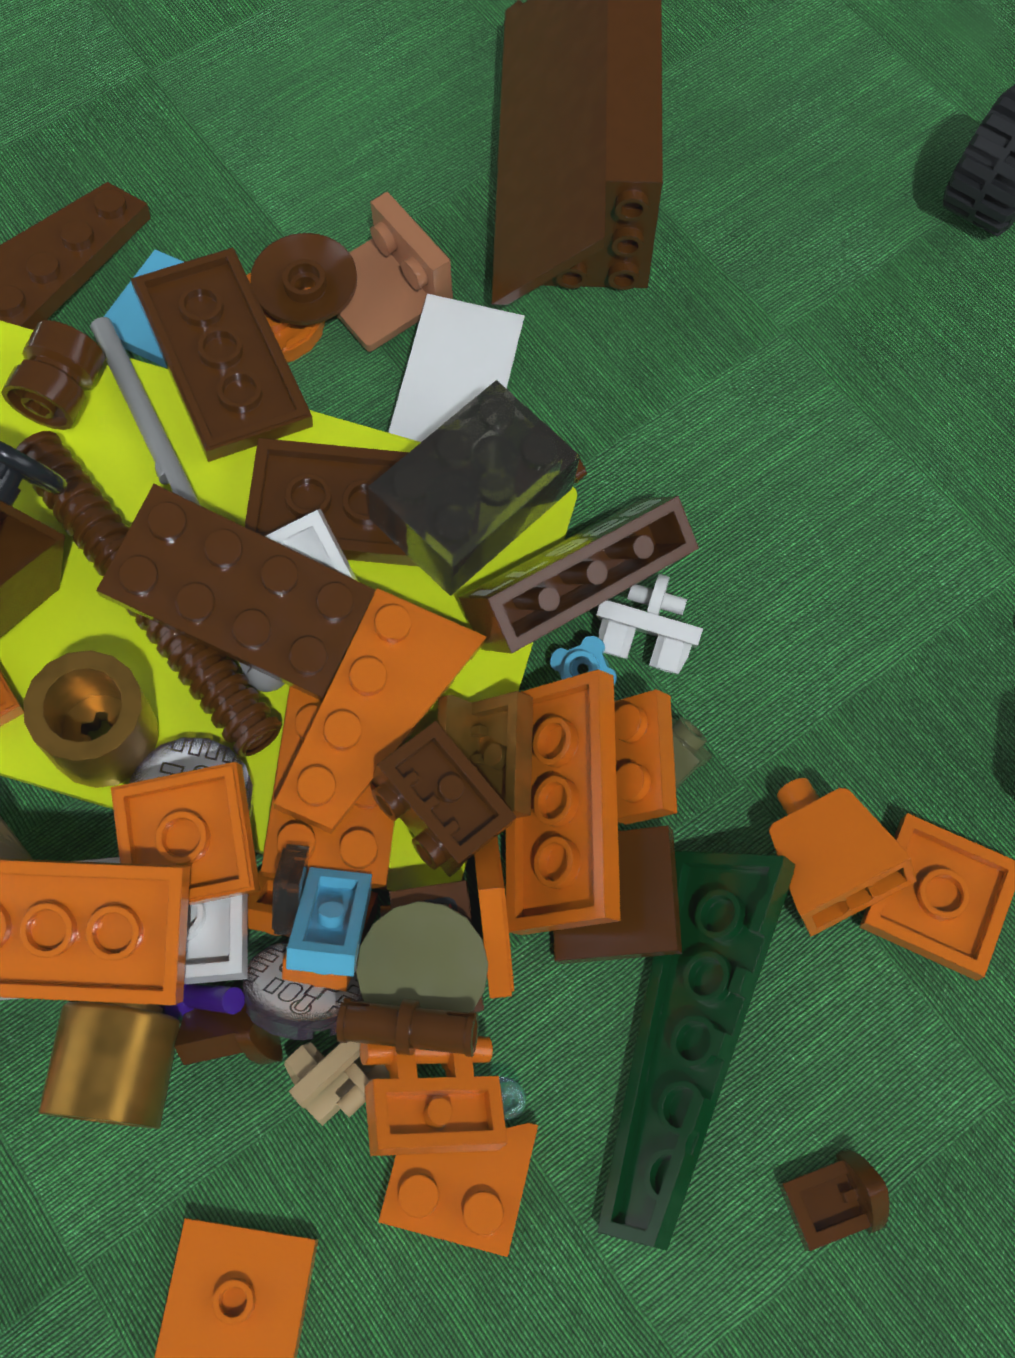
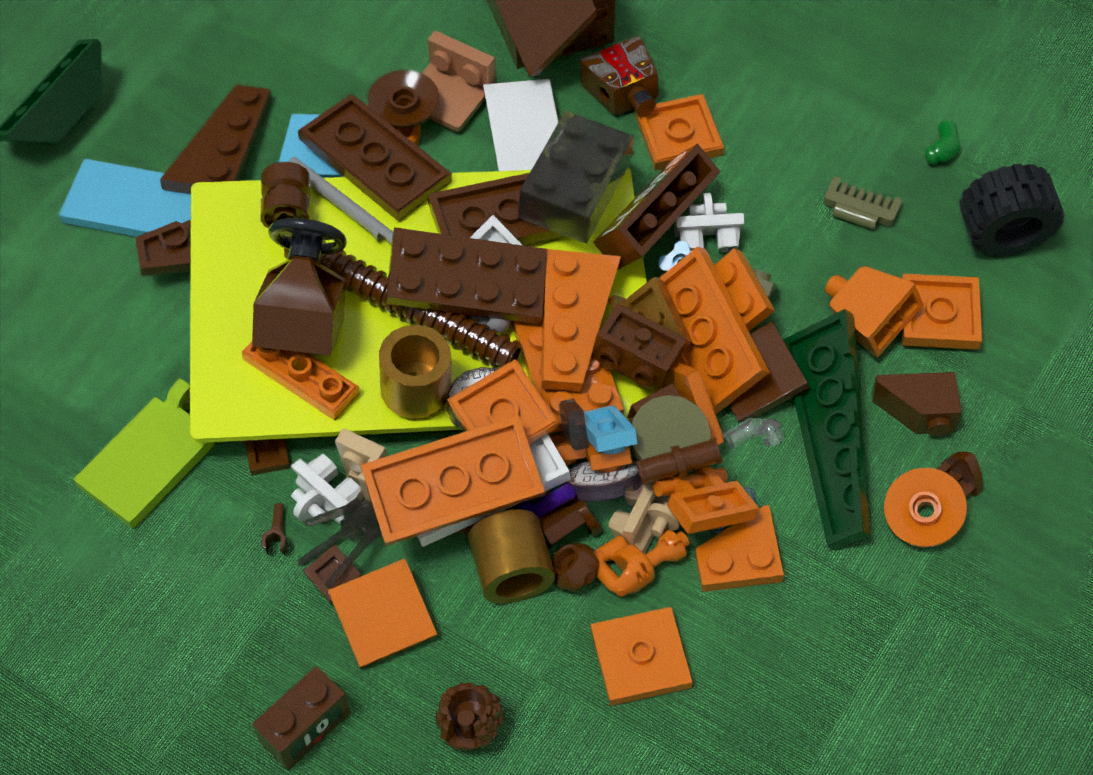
camera: 20 degrees left, 10 degrees down
(203, 1112) = (574, 566): none -> reddish brown plate
(295, 1148) = (635, 564): none -> orange piece
(579, 984) = (755, 427): none -> clear arm
(627, 348) = (621, 77): none -> reddish brown torso
(677, 454) = (677, 127): none -> orange tile
(752, 1265) = (923, 488): none -> orange dish
(848, 1044) = (920, 401): none -> reddish brown slope
(885, 677) = (858, 210): none -> olive piece

